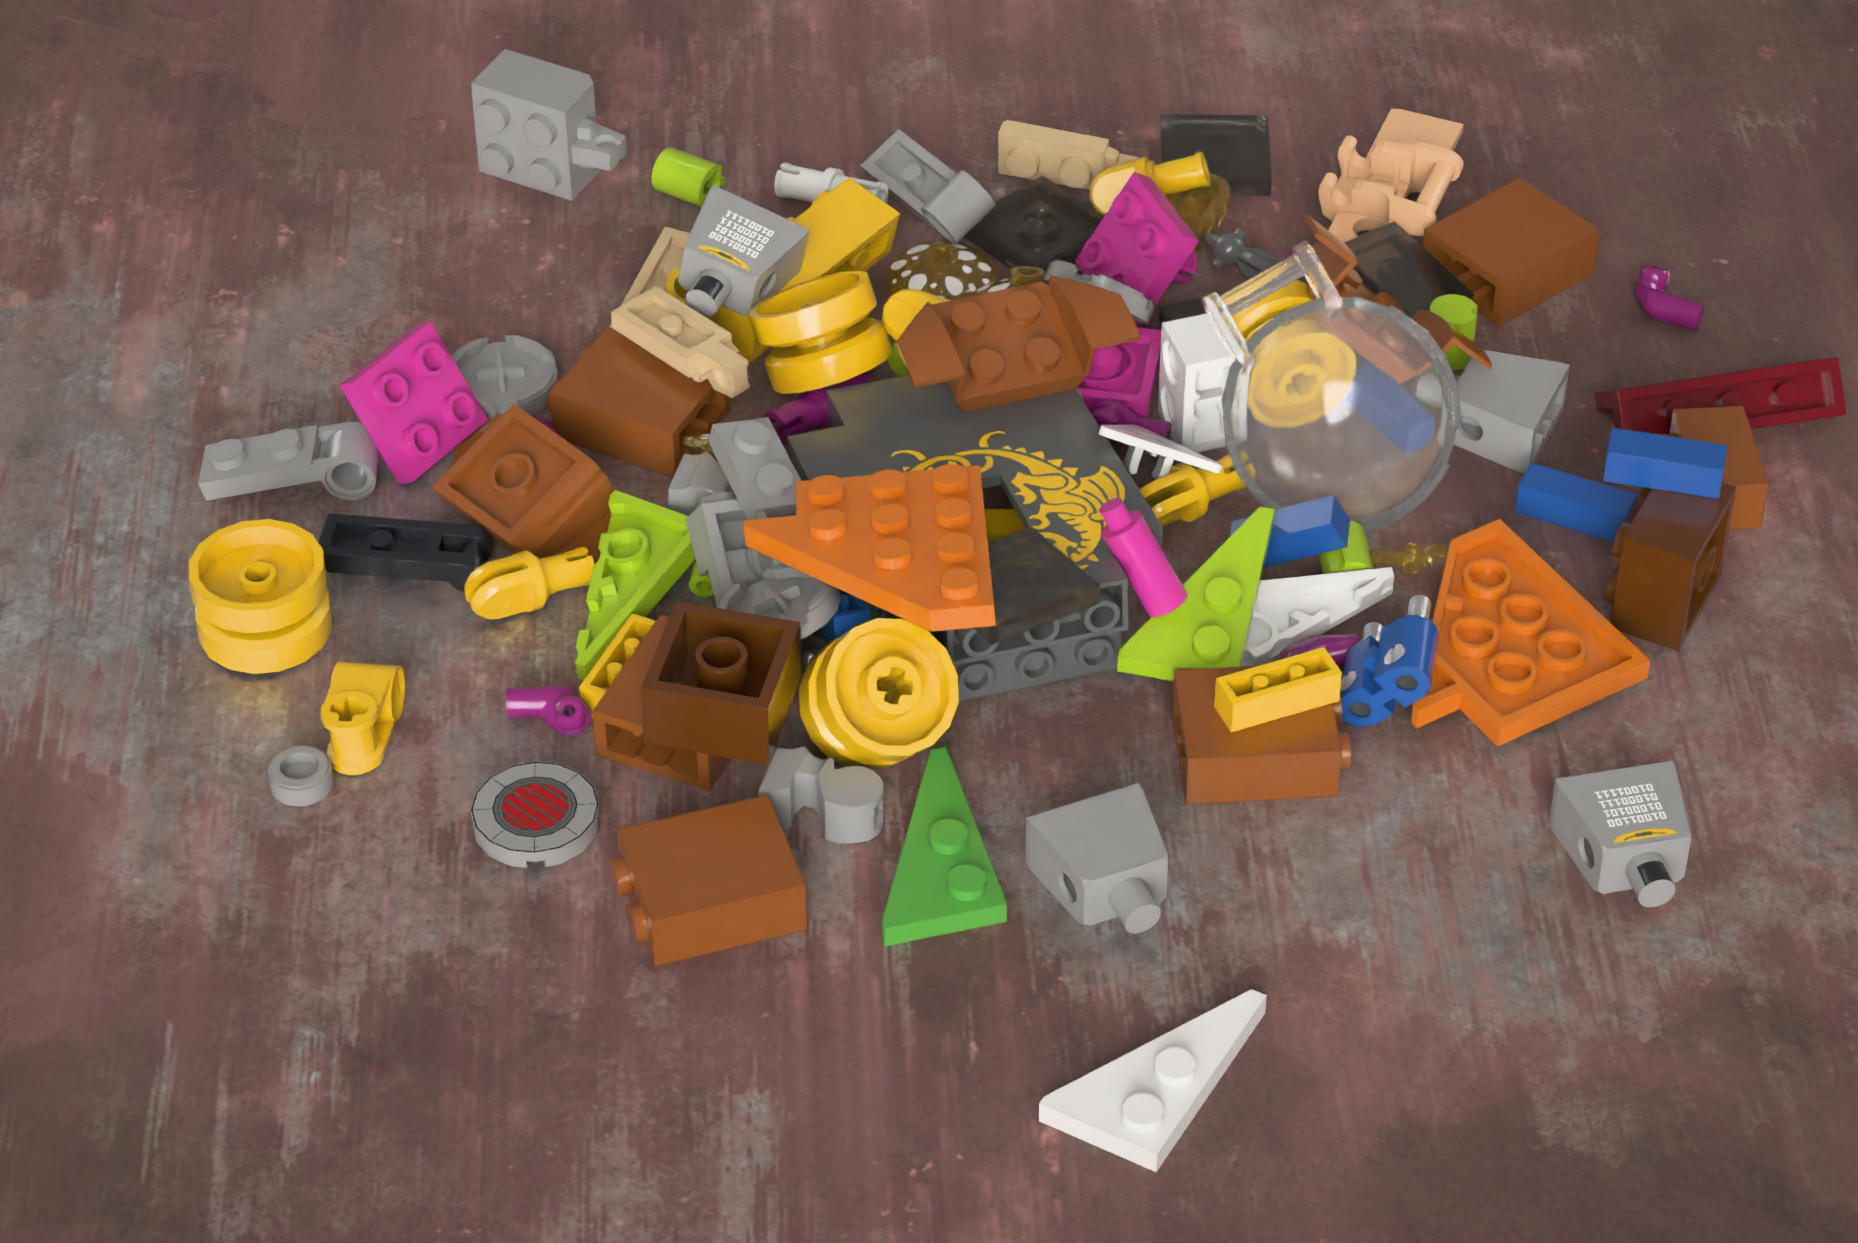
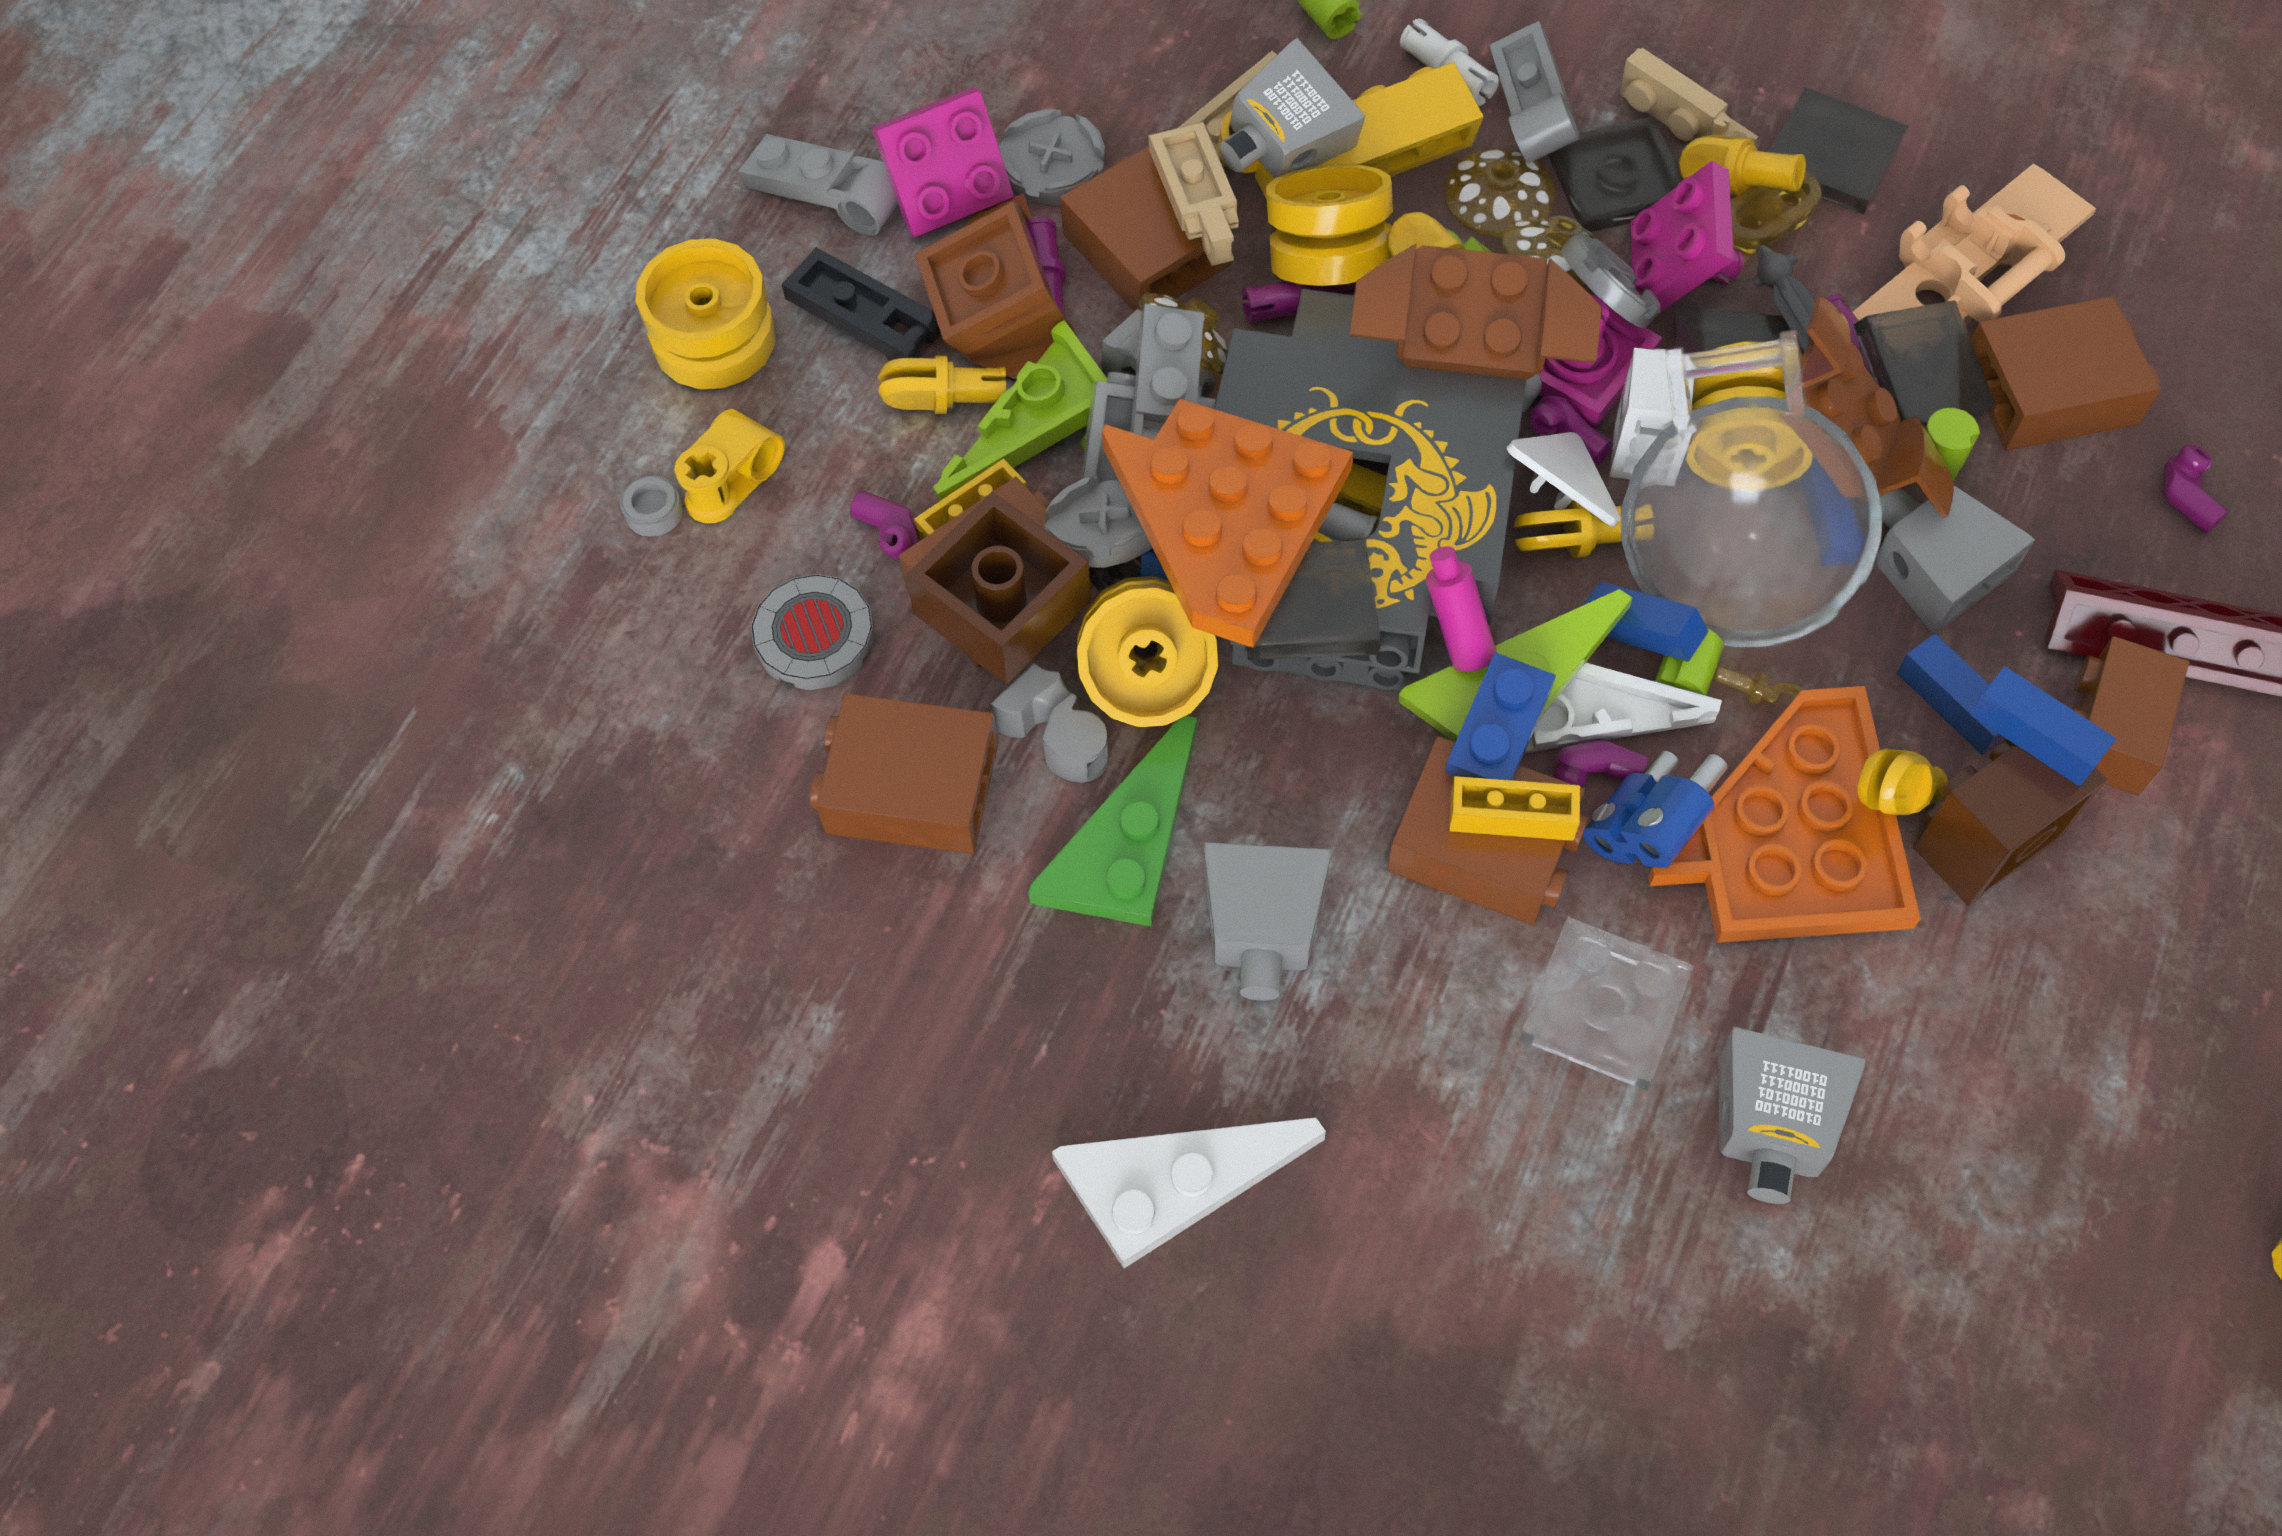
camera: 30 degrees right, 20 degrees up
(1222, 629) = (1500, 720): none -> blue plate
(1436, 822) = (1607, 1003): none -> clear plate
(1575, 564) = (1899, 782): none -> yellow arm

